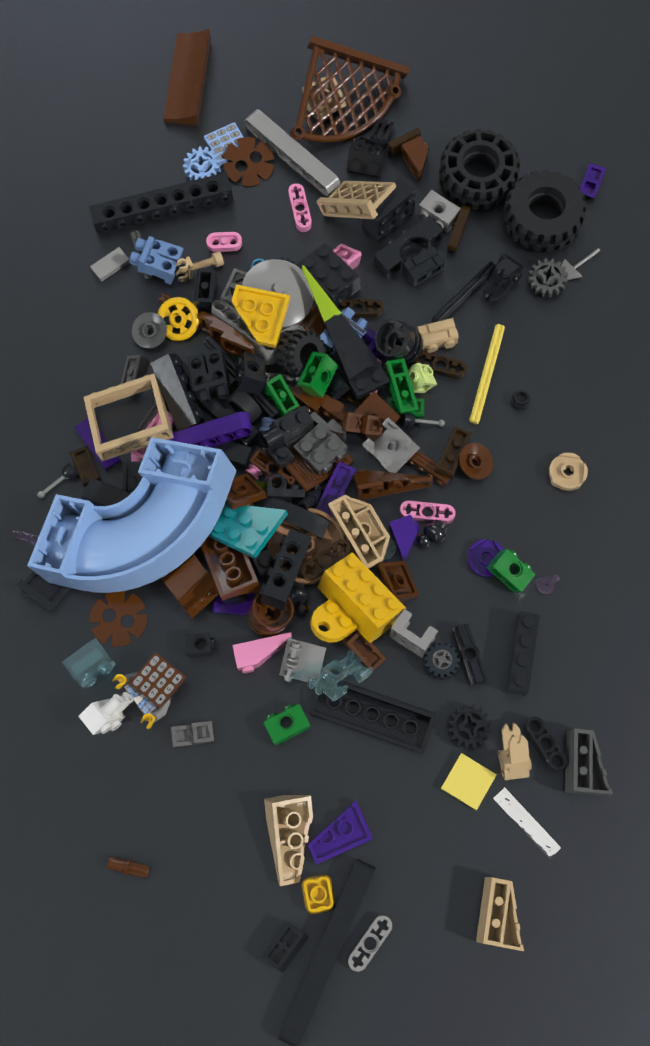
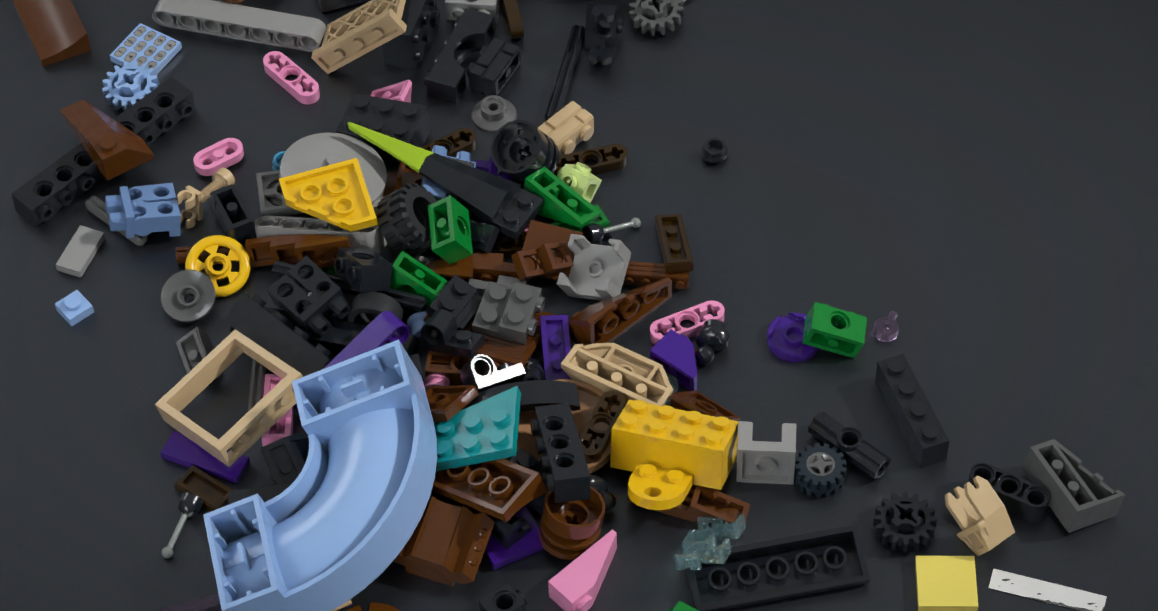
camera: 30 degrees left, 20 degrees down
(84, 301) = (74, 308): none -> light blue plate
(161, 197) = (106, 141): none -> reddish brown wedge
(261, 168) = (176, 50): reddish brown piece -> none
(302, 660) = (648, 557): light grey hinge -> none
(402, 304) = (493, 113): none -> flat silver piece
(480, 456) = (708, 238): reddish brown dish -> none
(487, 374) = (654, 145): light yellow axle -> none
(560, 479) = (821, 210): tan plate -> none

